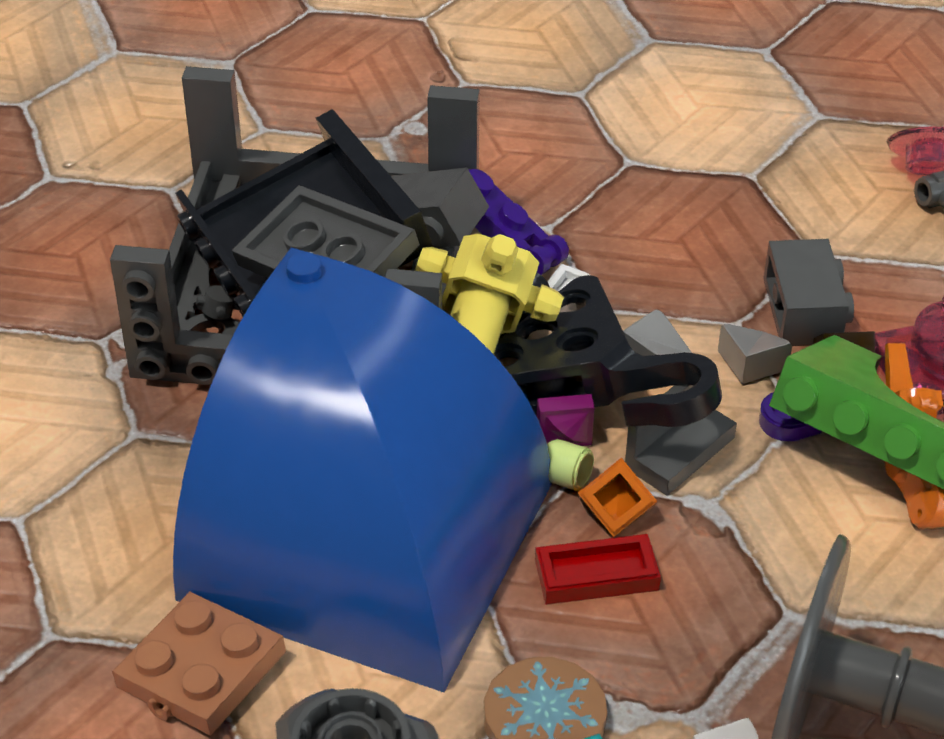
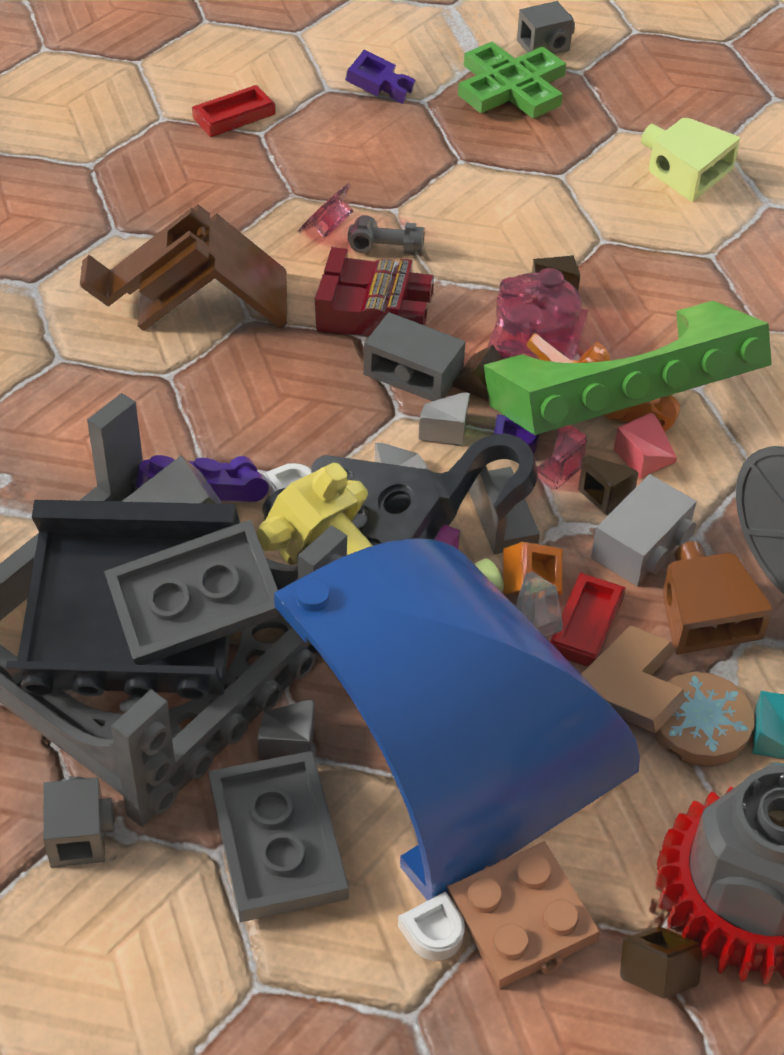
camera: 60 degrees left, 5 degrees up
(87, 326) = (75, 821): none -> dark grey brick
(143, 461) = (277, 836): none -> dark grey plate
(143, 605) = (434, 928): none -> white tile
(527, 619) = (627, 683): none -> medium nougat tile
(557, 509) = (540, 604): none -> clear slope
(697, 650) = (712, 601): none -> dark orange torso
(748, 557) = (644, 530): none -> light grey brick
(764, 102) = (184, 261): none -> reddish brown piece
(783, 505) = (606, 482): none -> dark brown slope
(785, 454) = (565, 459): none -> clear pink slope
(858, 221) = (360, 293): none -> dark red hips
(874, 513) = (644, 445): none -> coral slope

